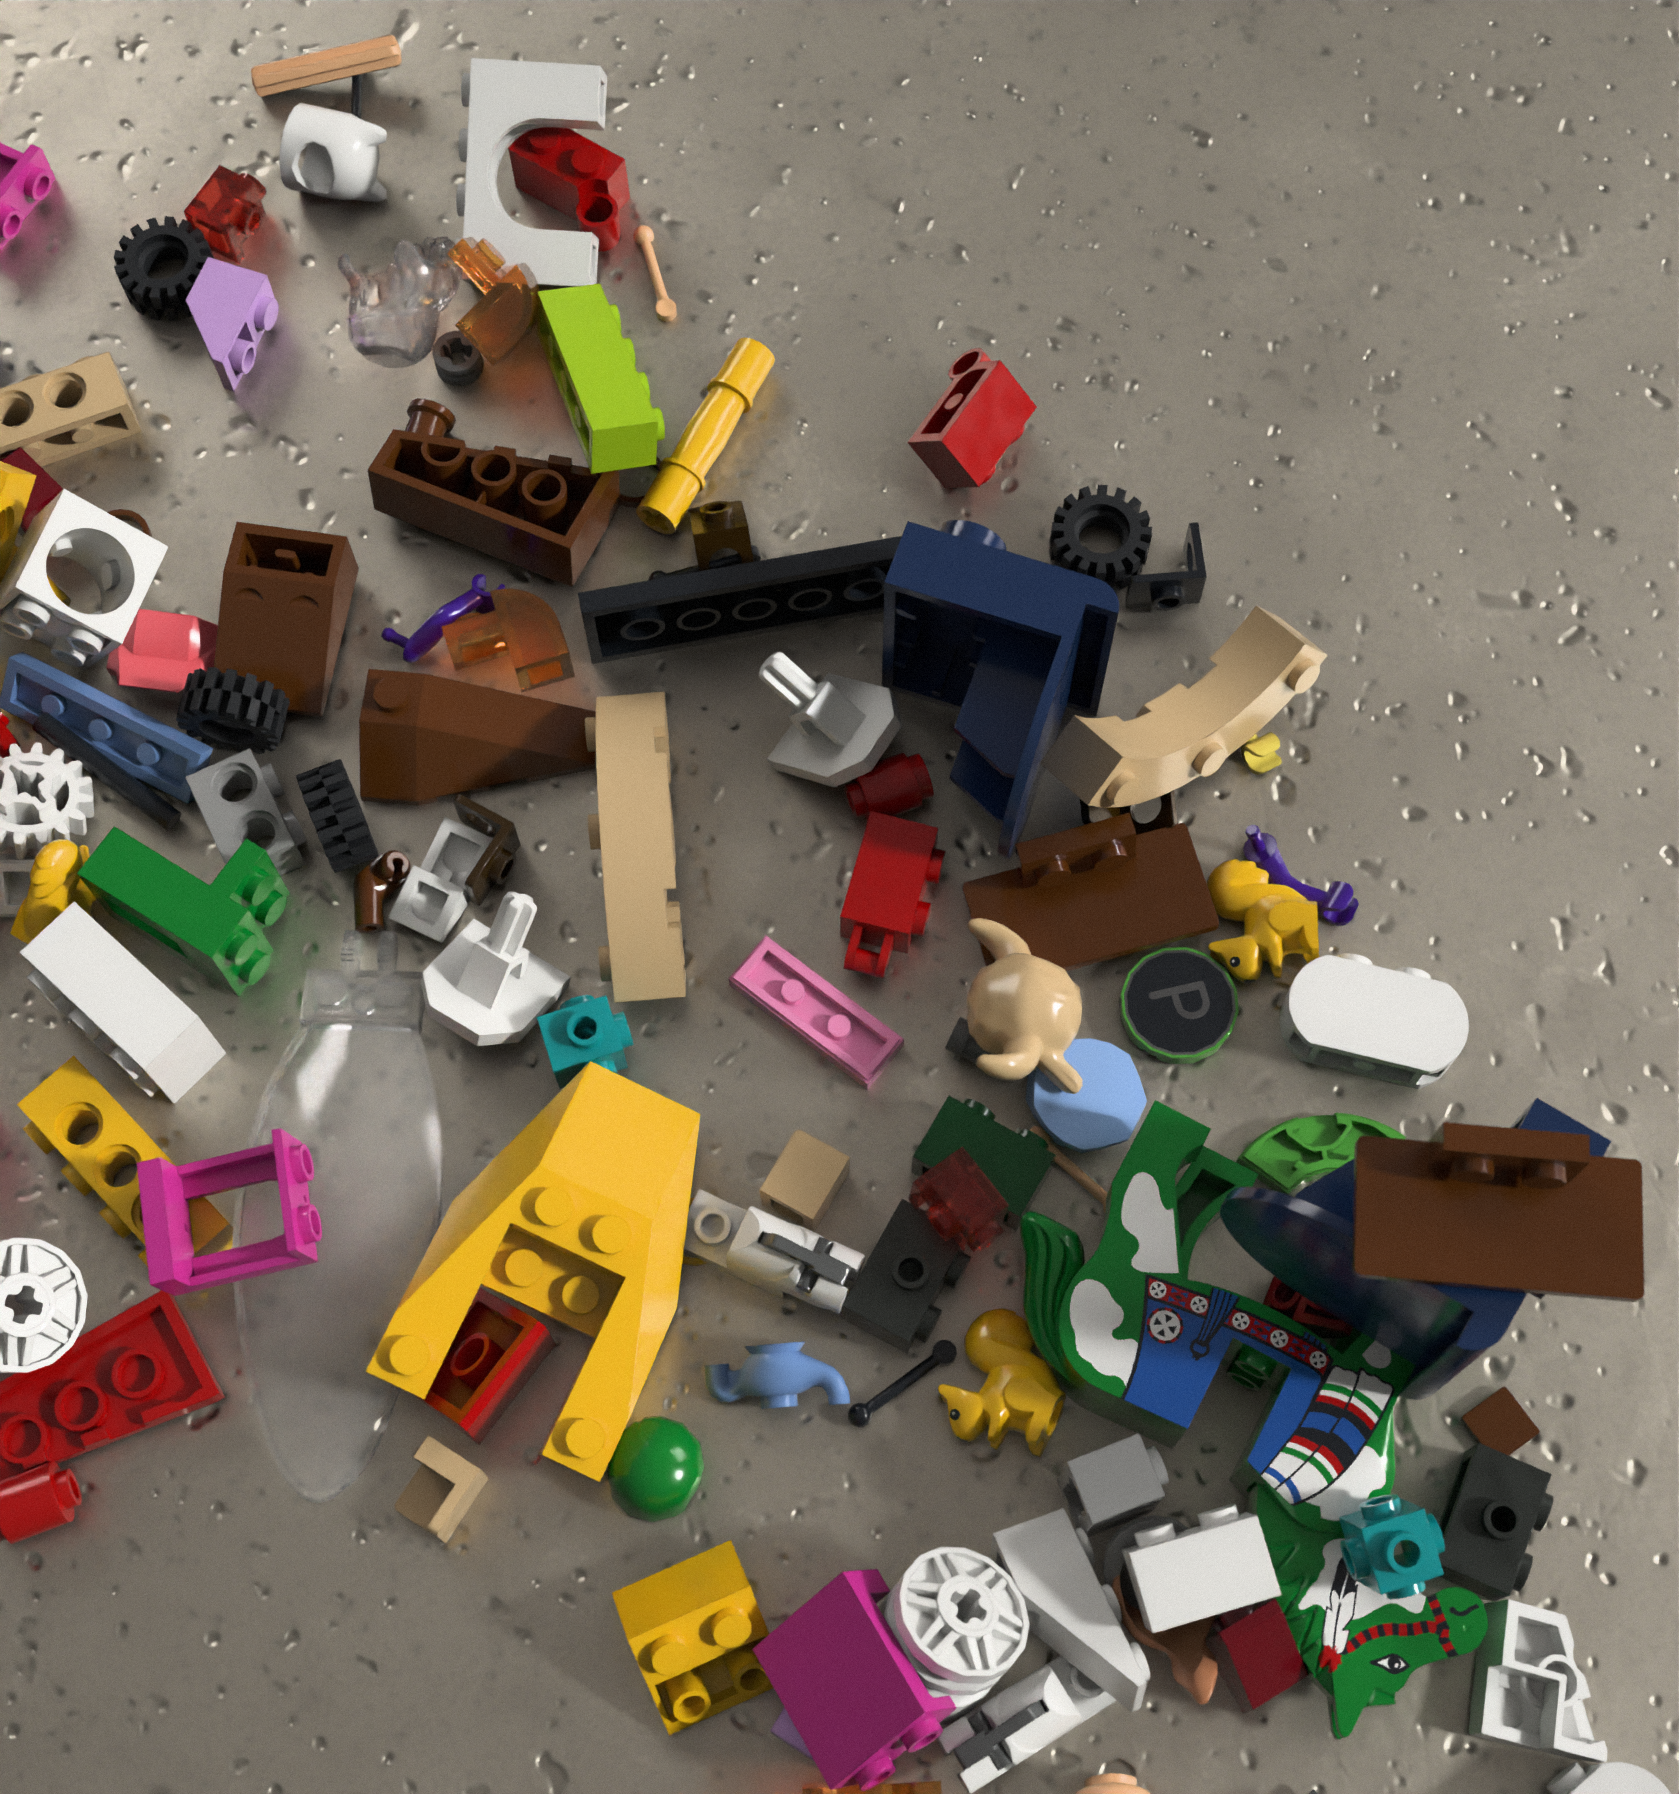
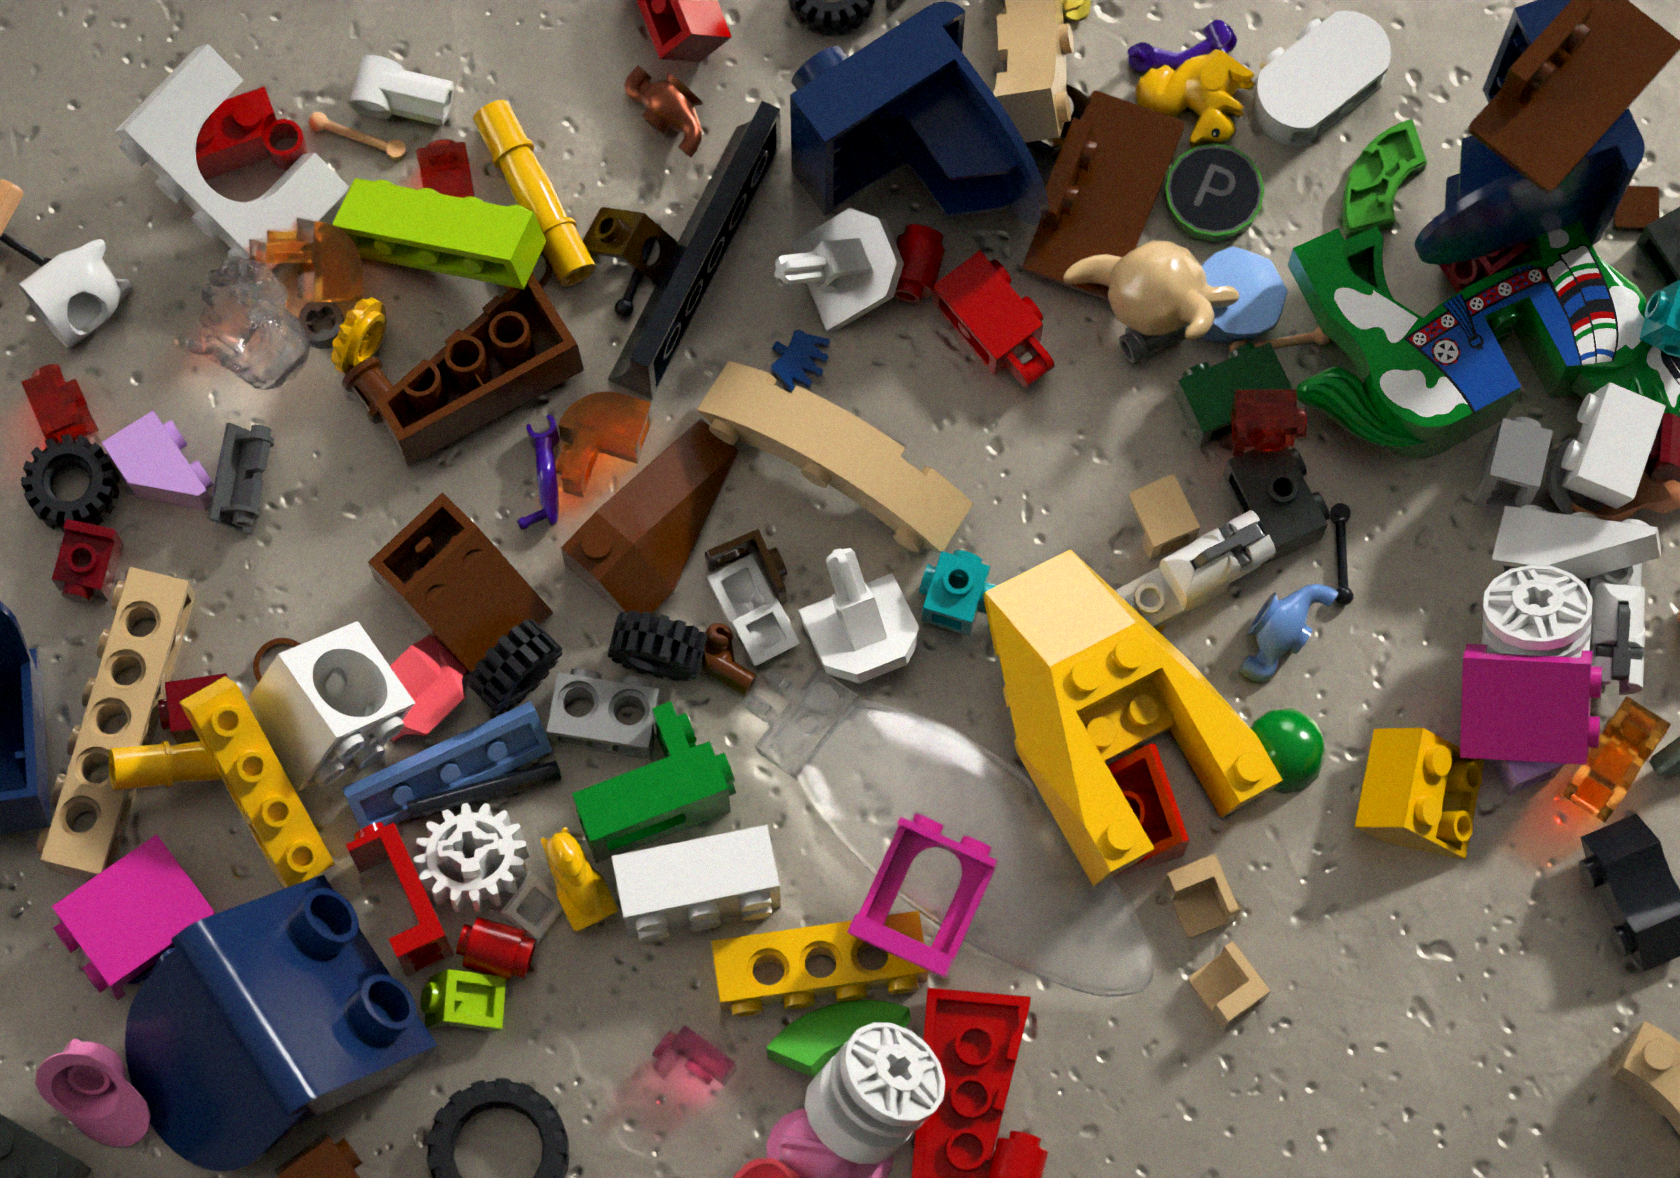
camera: 55 degrees left, 5 degrees up
(76, 1229) = (819, 1035): none -> bright green tile
(102, 324) = (96, 578): none -> dark red brick
(264, 387) = (239, 476): none -> dark grey hinge
(363, 1584) = (1229, 986): none -> tan panel
(461, 398) = (359, 334): none -> yellow gear
(670, 359) = (446, 168): none -> clear red bracket
(712, 264) = (388, 89): none -> white piece
(722, 754) = (799, 358): none -> blue piece
(816, 1012) = (1040, 429): bright pink tile -> none
(873, 484) = (668, 106): none -> copper piece
(1018, 1390) = (1400, 479): yellow animal -> none

